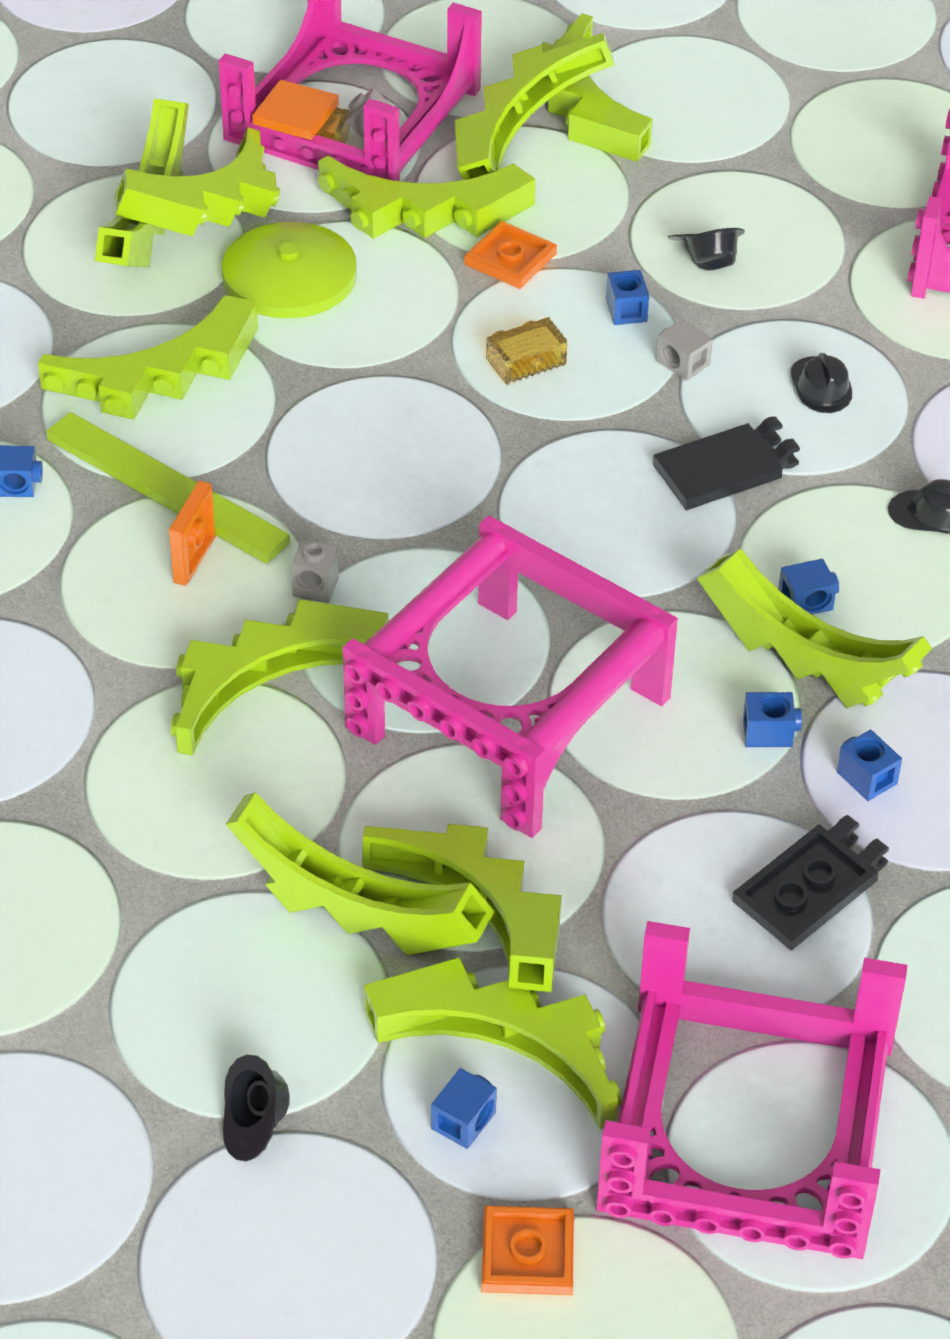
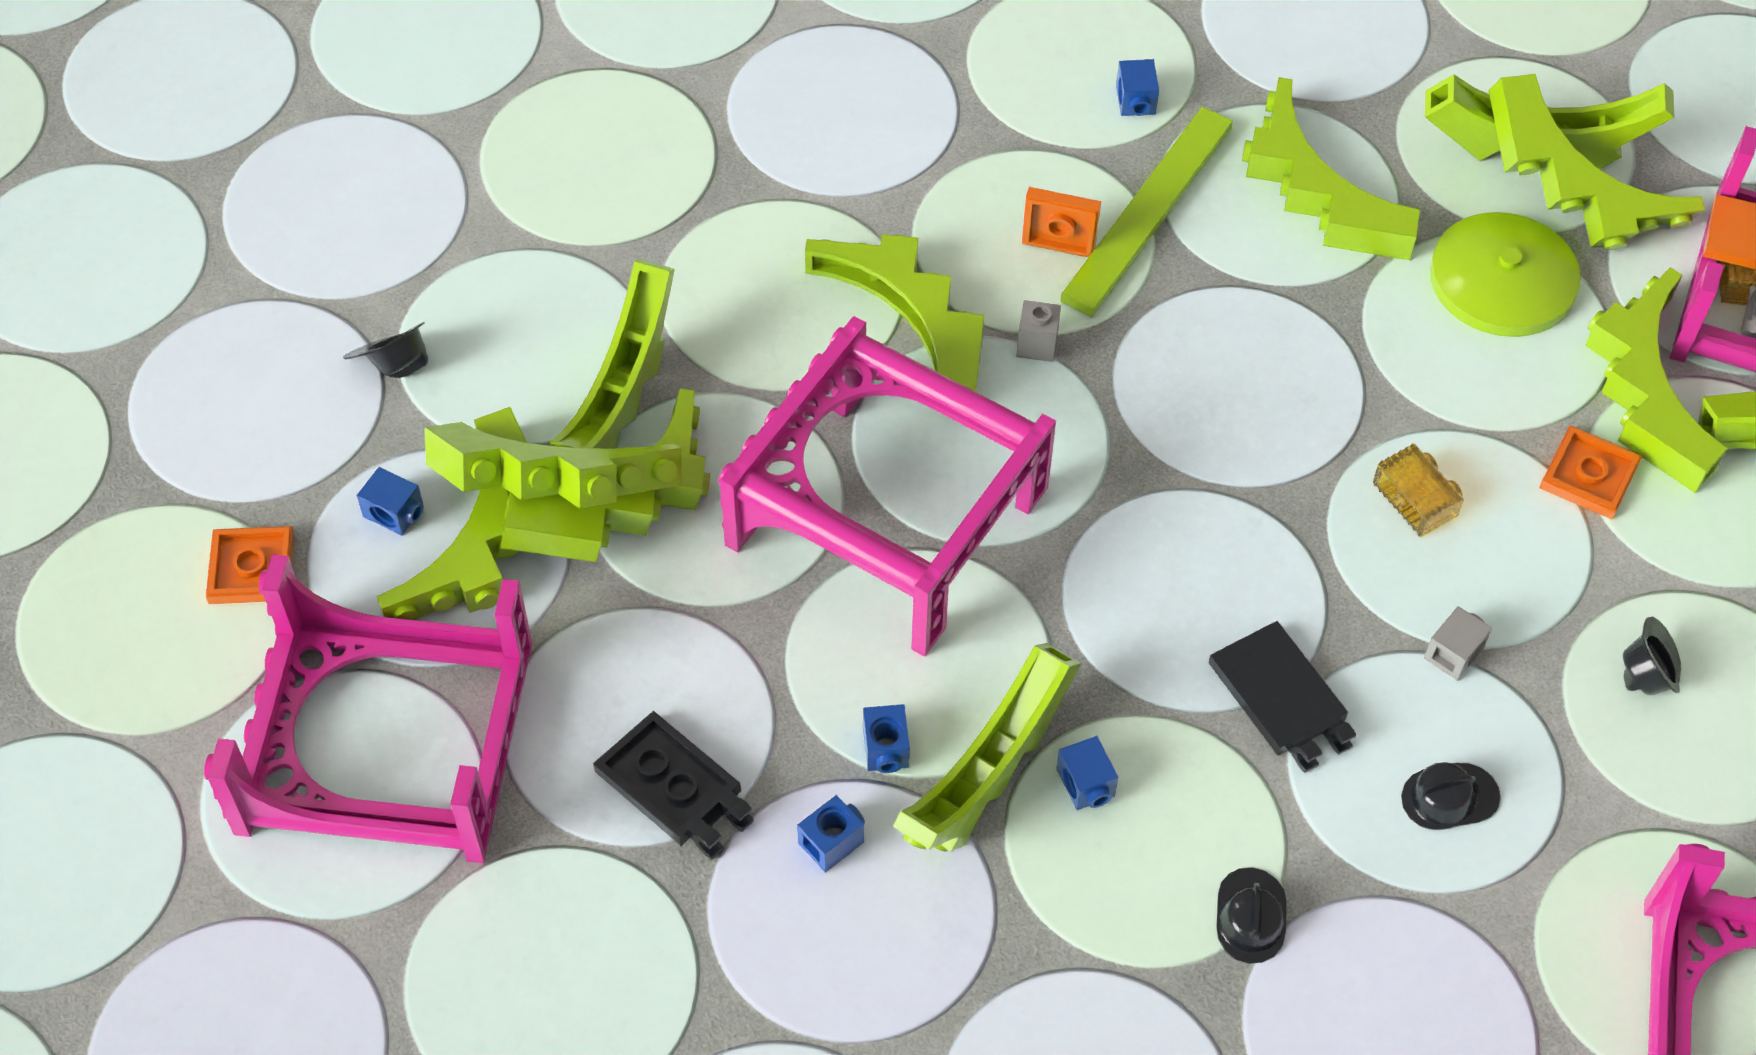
camera: 85 degrees right, 10 degrees up
(488, 930) = (530, 470): none -> lime arch
(627, 297) = (1526, 593): blue brick -> none

